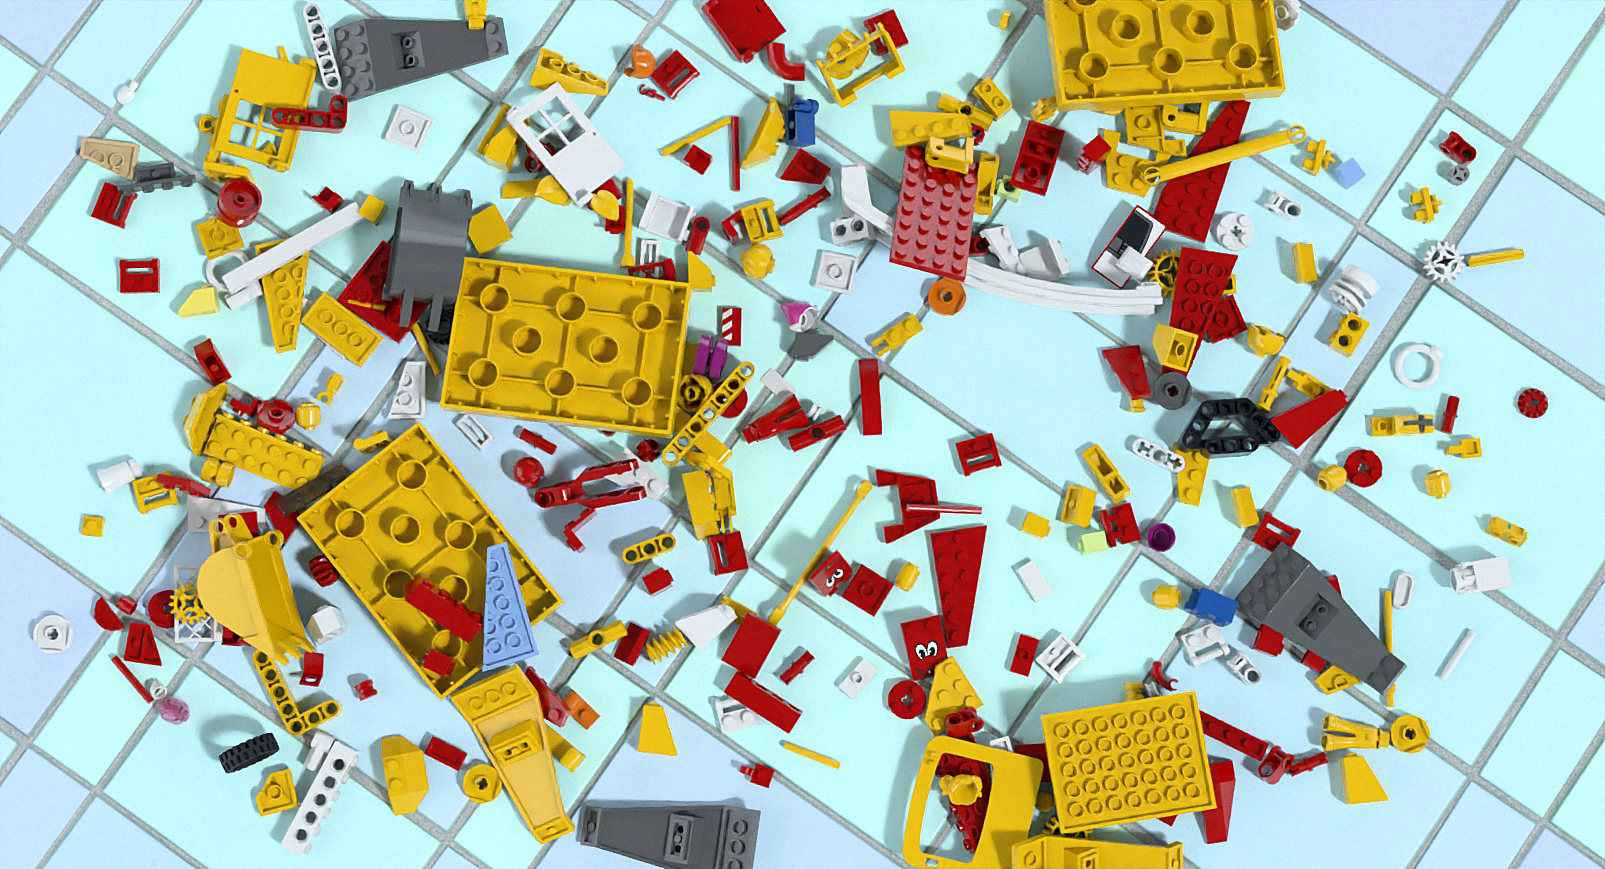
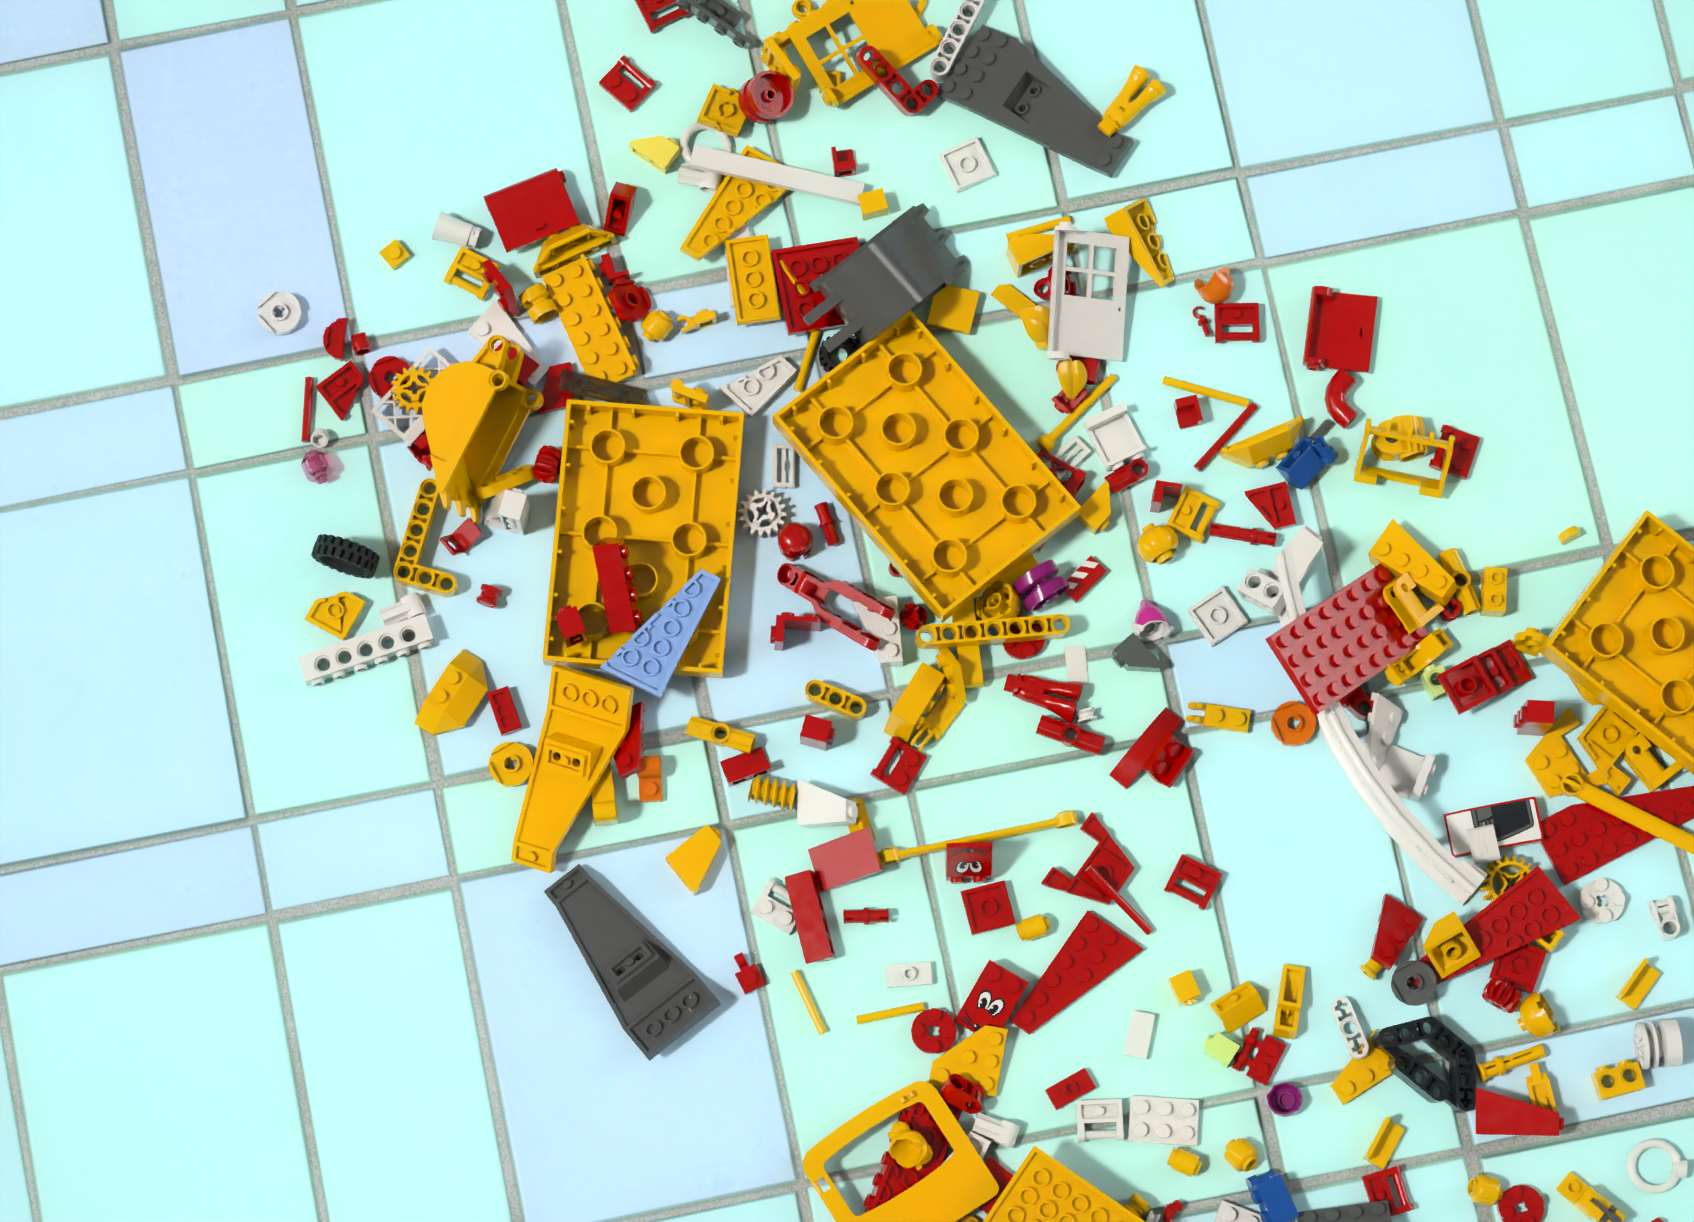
camera: 45 degrees right, 5 degrees down
(155, 415) = (531, 209): none -> red door
(306, 607) = (505, 481): none -> yellow beam
(499, 471) = (754, 510): none -> white gear
(869, 713) = (889, 1013): none -> yellow bar
(892, 392) = (1168, 760): none -> red bracket
(1006, 723) = (1001, 1131): none -> white piece
(1099, 620) = (1163, 1120): none -> white plate
(1136, 634) = (1184, 1162): none -> yellow brick
(1232, 348) = (1502, 995): none -> red gear

